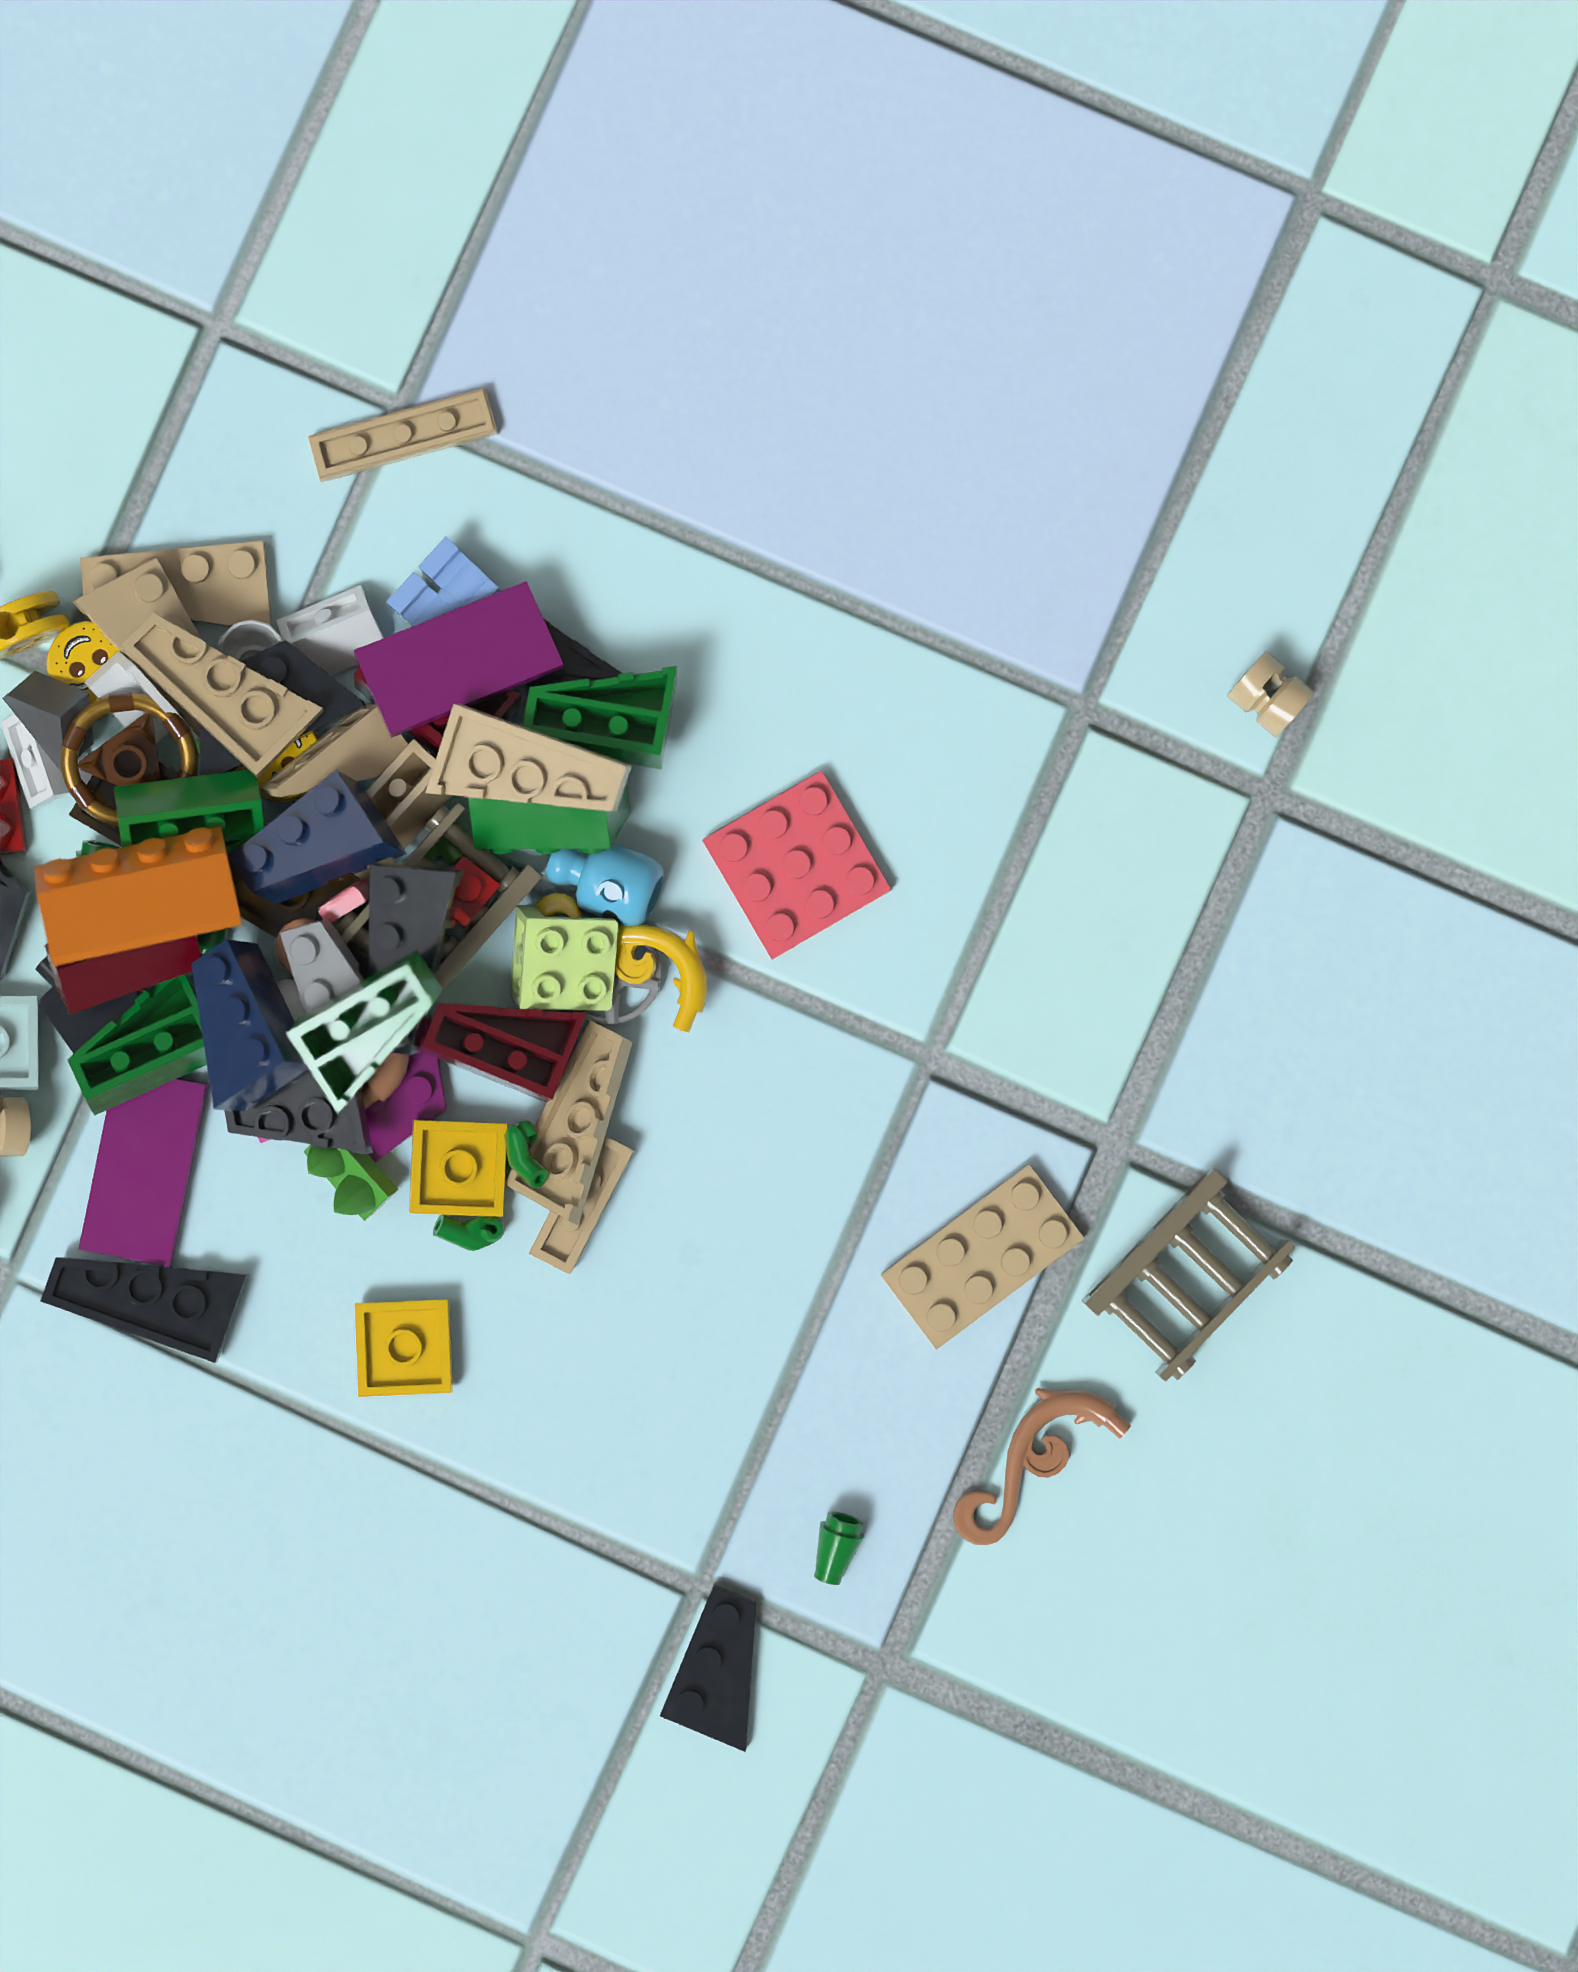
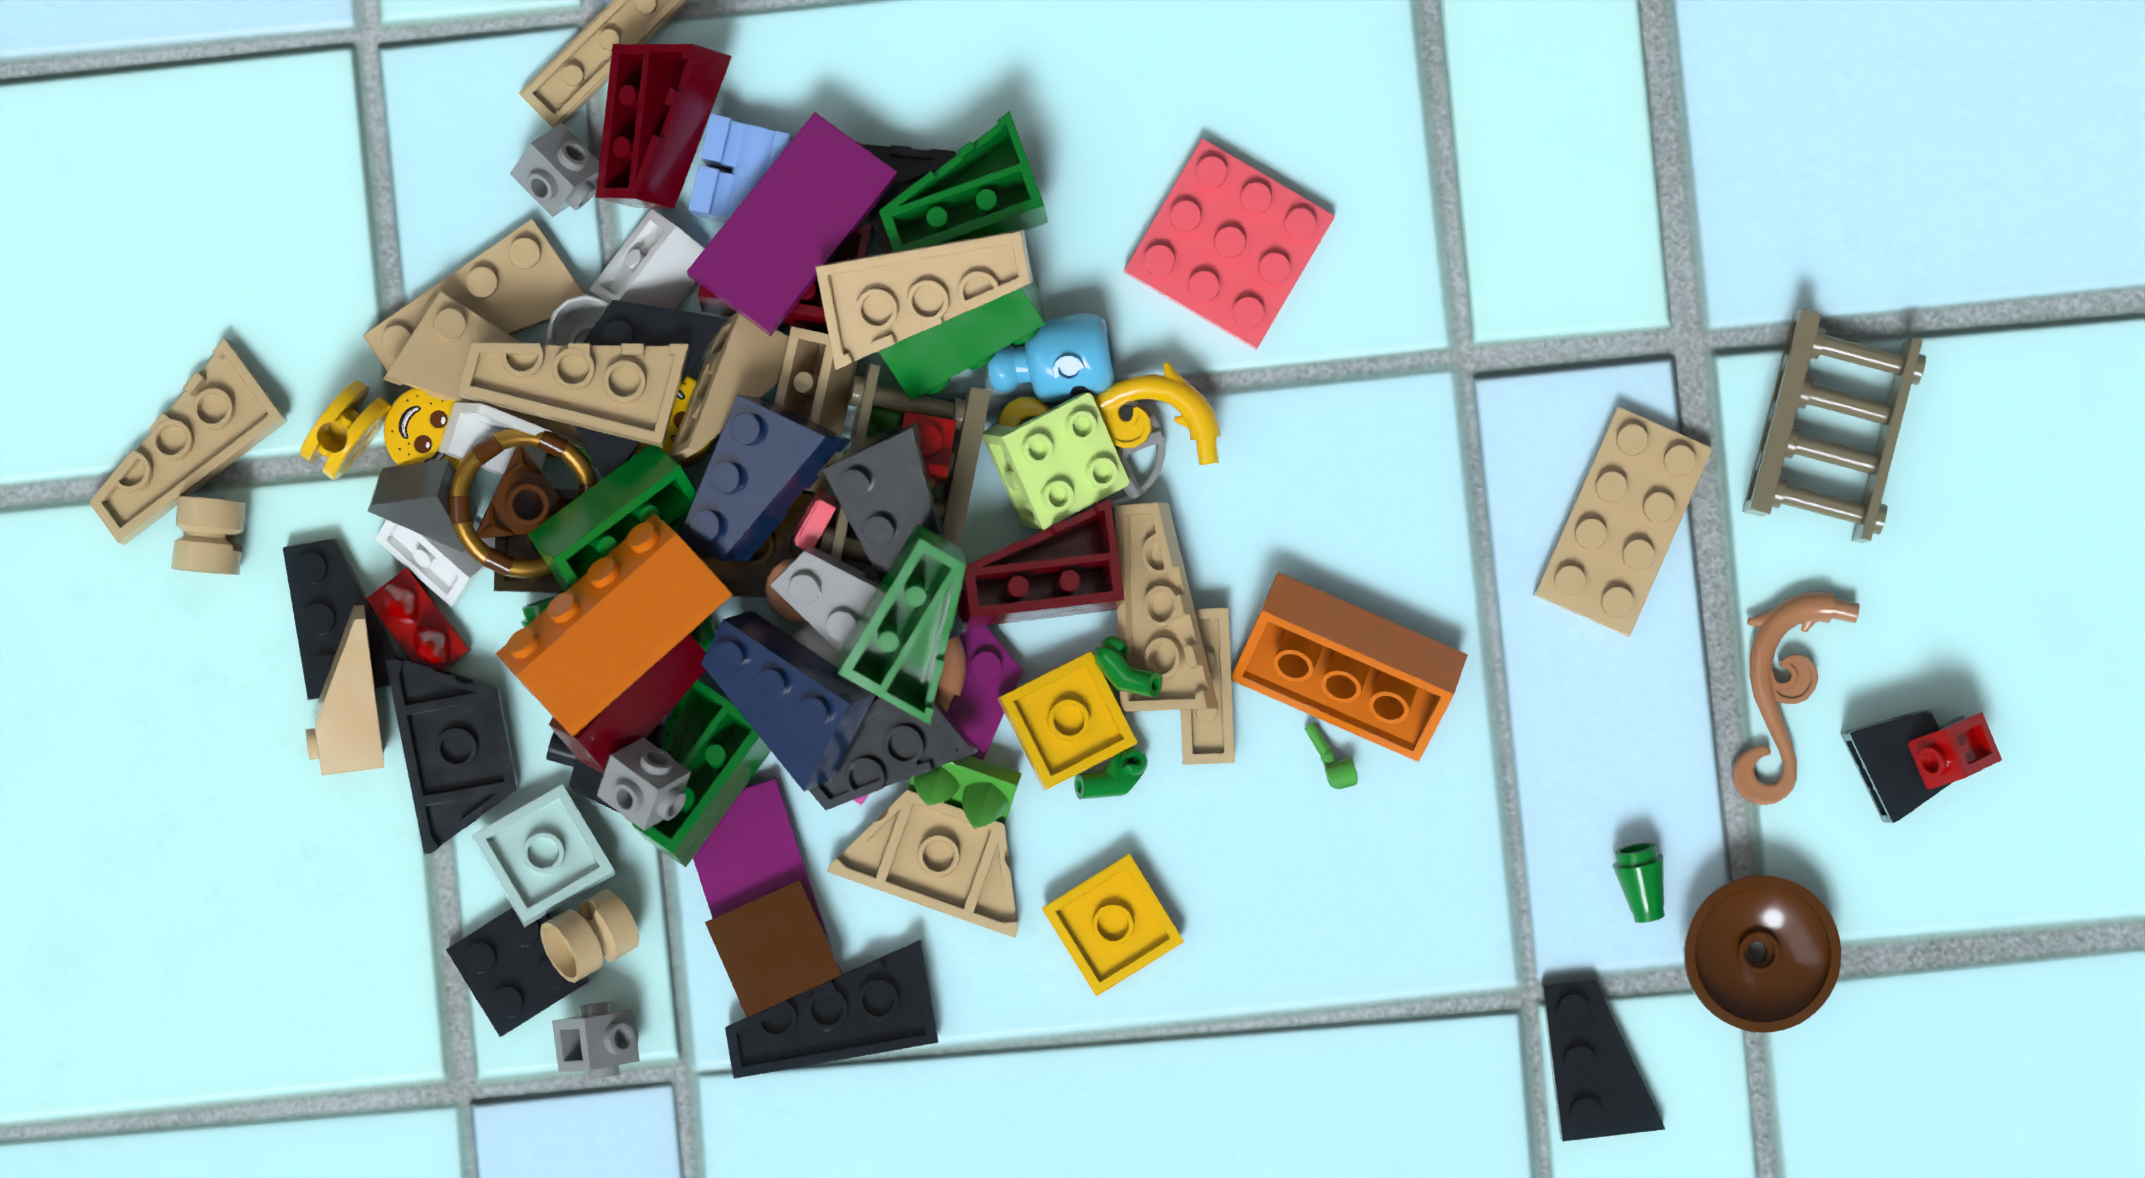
camera: 30 degrees left, 0 degrees up
(92, 1033) = (644, 784): none -> light grey brick
(128, 1217) = (773, 948): none -> reddish brown tile
(293, 1222) = (936, 861): none -> tan wing
(302, 515) = (557, 171): none -> light grey brick
(399, 518) = (655, 120): none -> dark red wedge
(648, 1328) = (1339, 773): none -> bright green hand
(702, 1249) = (1349, 667): none -> orange slope
(901, 1691) = (1798, 960): none -> reddish brown dish
(1099, 1569) = (1888, 765): none -> black torso
(1137, 1585) = (1955, 751): none -> red bracket

